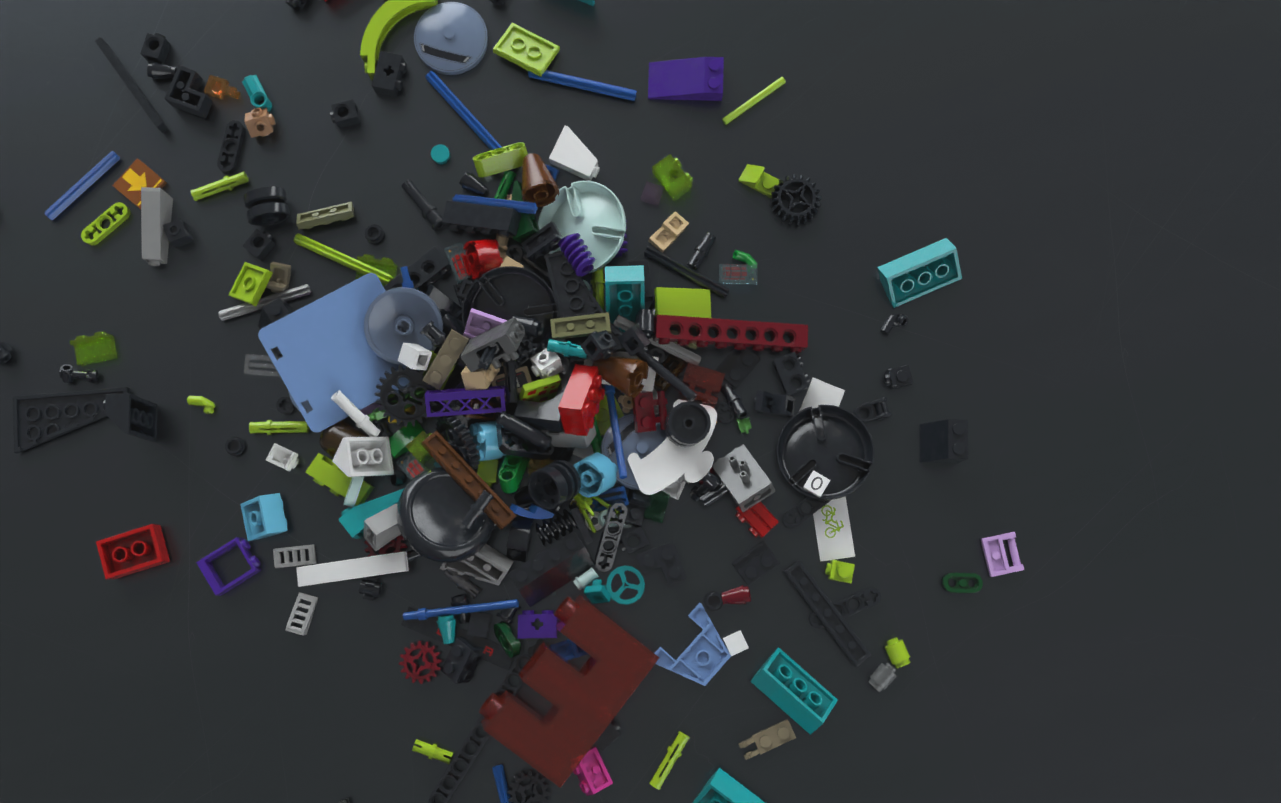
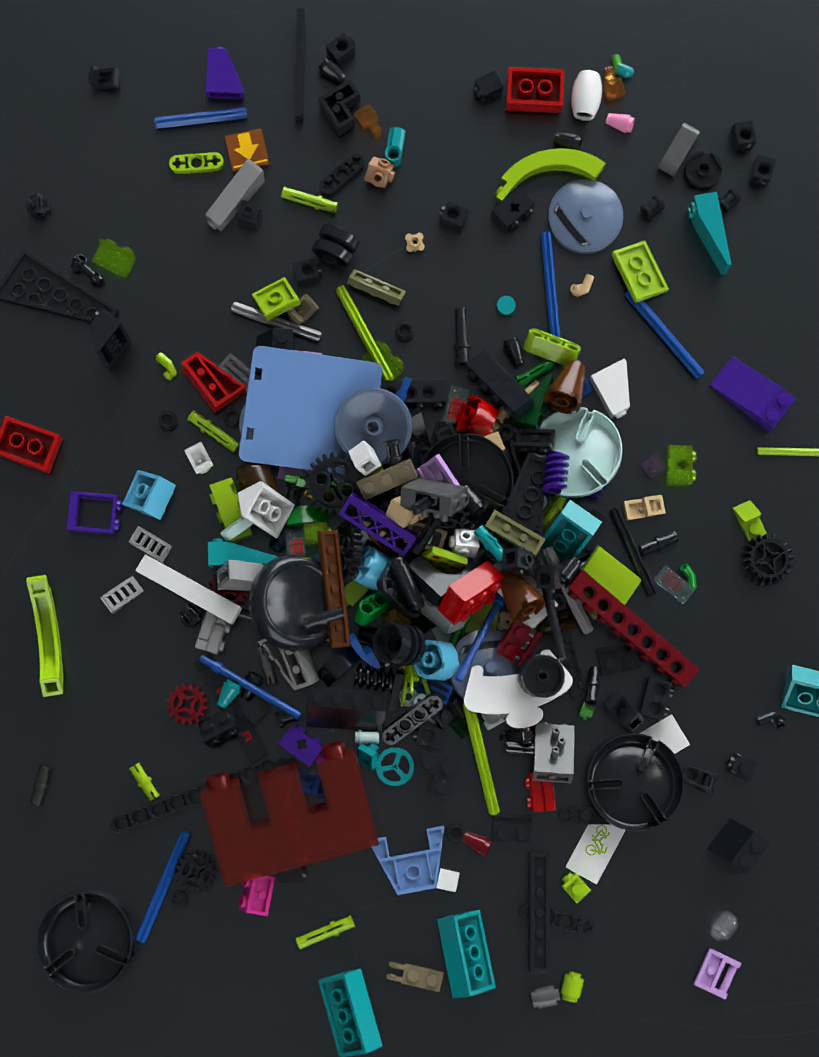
camera: 25 degrees right, 0 degrees up
(74, 140) = (221, 76): none -> dark purple slope
(247, 389) = (211, 382): none -> red wedge
(265, 692) = (48, 635): none -> lime arch
(335, 158) = (414, 247): none -> tan plate
(362, 421) = (283, 468): white pin -> none
(399, 590) = (212, 634): none -> light grey brick
(491, 96) = (584, 288): none -> tan arm
(506, 638) = (268, 738): dark green plate -> none
(519, 206) = (537, 397): blue axle -> none
(691, 528) = (482, 761): none -> lime axle
(705, 379) = (583, 650): clear red plate -> none
(816, 484) = (608, 802): white tile -> none
(961, 582) = (667, 971): dark green plate -> none
(978, 513) = (723, 925): none -> clear head

